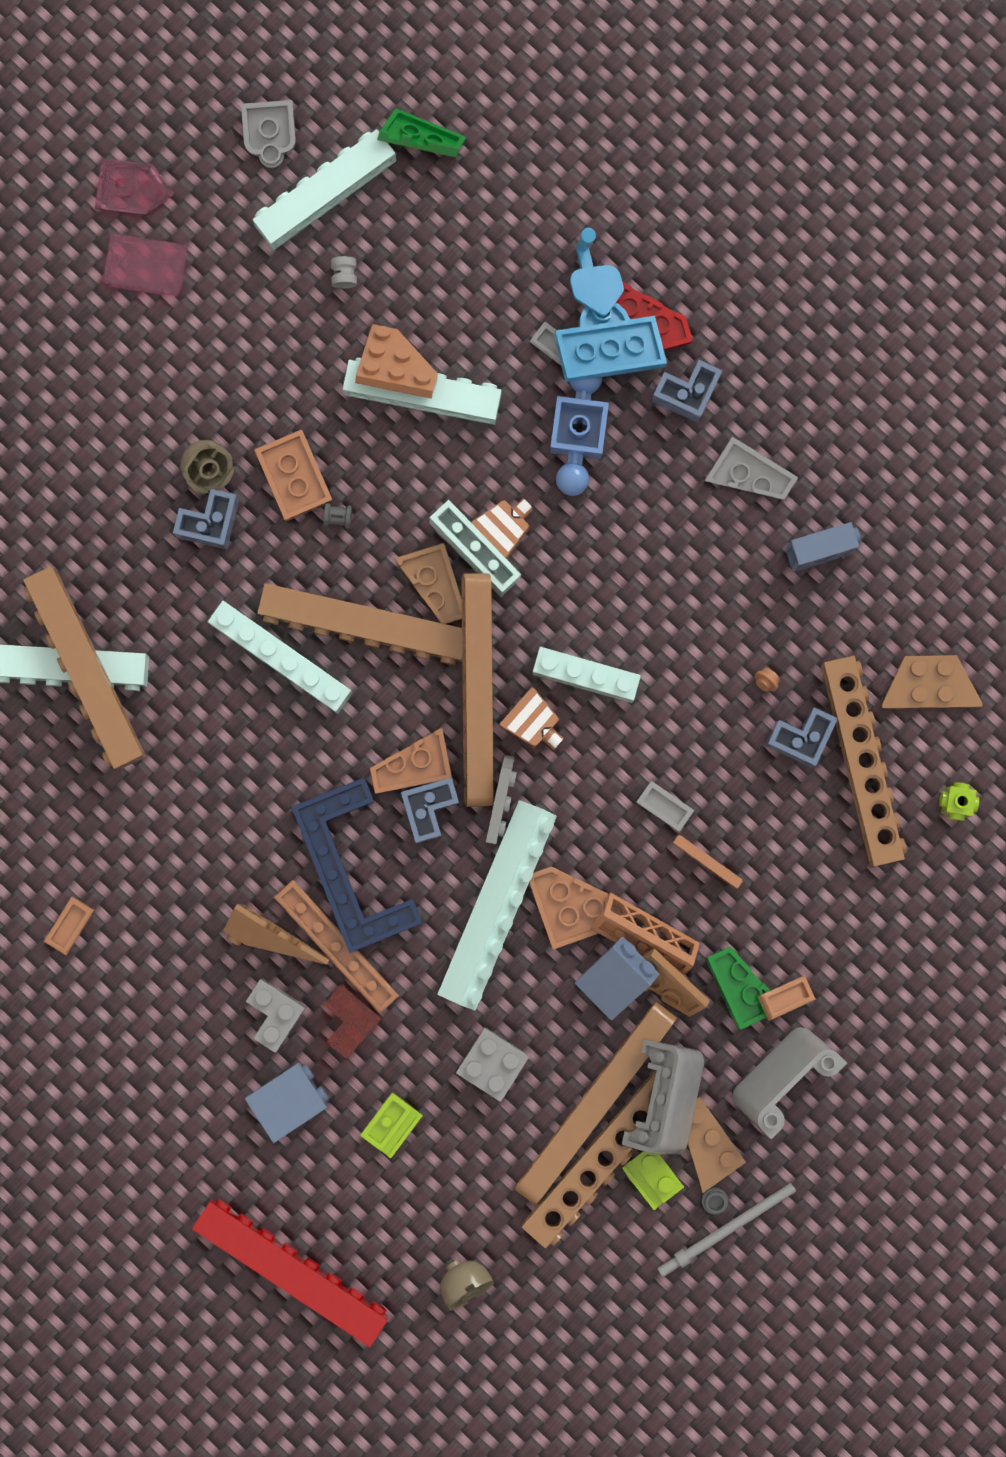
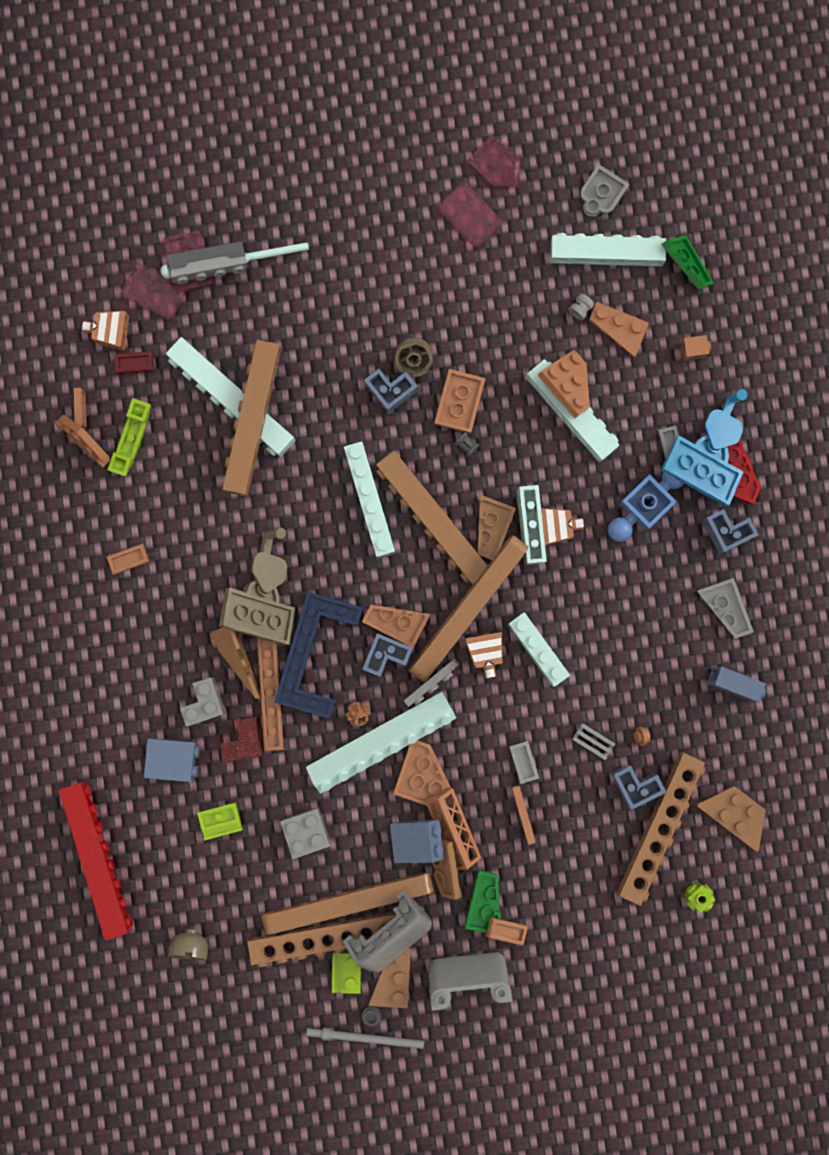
camera: 40 degrees right, 0 degrees up
(251, 865) = (258, 608): none -> dark tan plate
(402, 261) = (619, 326): none -> nougat wing
(448, 894) = (358, 713): none -> nougat gear
(500, 222) = (695, 348): none -> nougat brick
(743, 724) = (607, 749): none -> light grey tile

